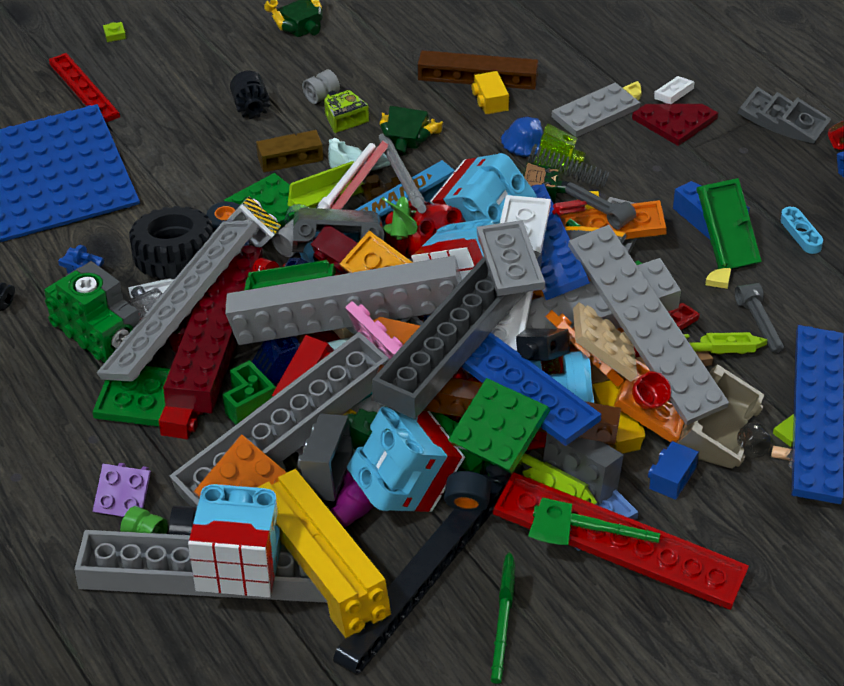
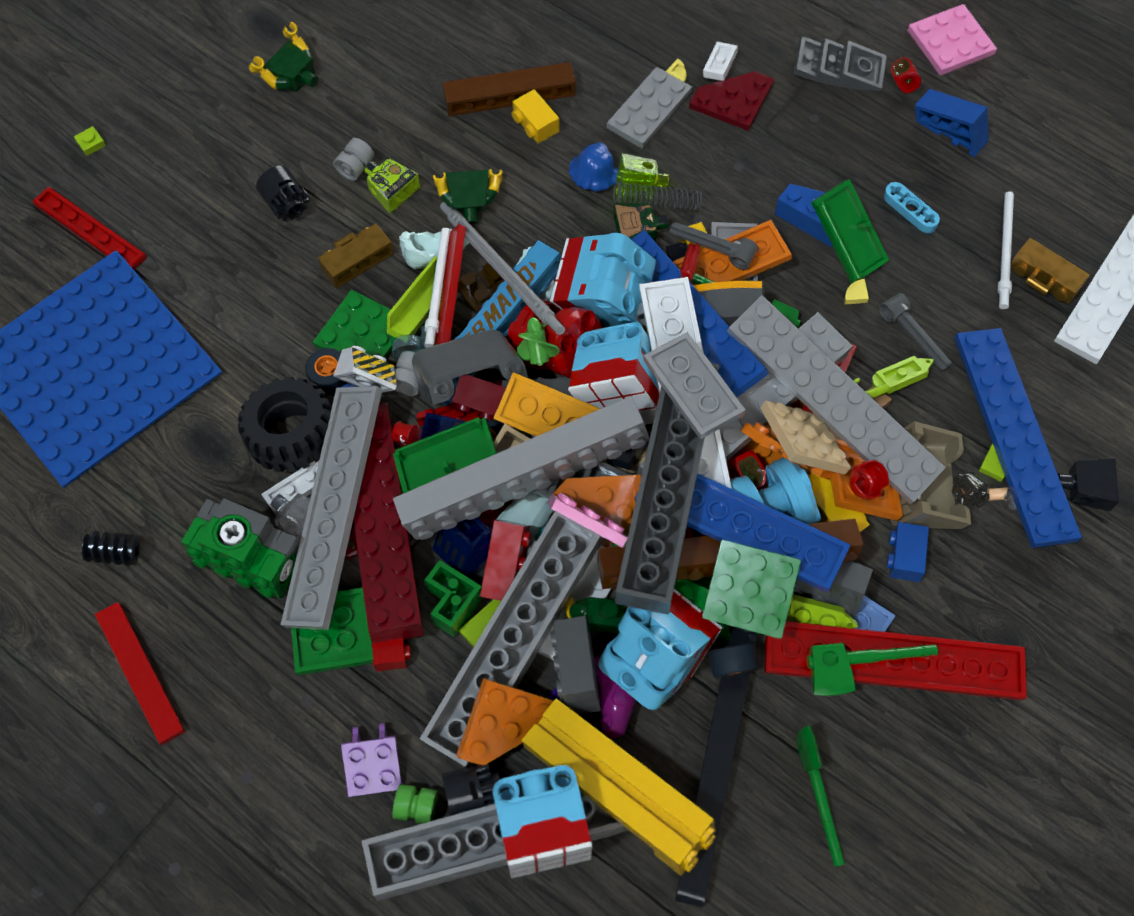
camera: 20 degrees left, 20 degrees up
(77, 258) = (195, 476): blue hips -> none
(536, 343) = (751, 468): black torso -> none

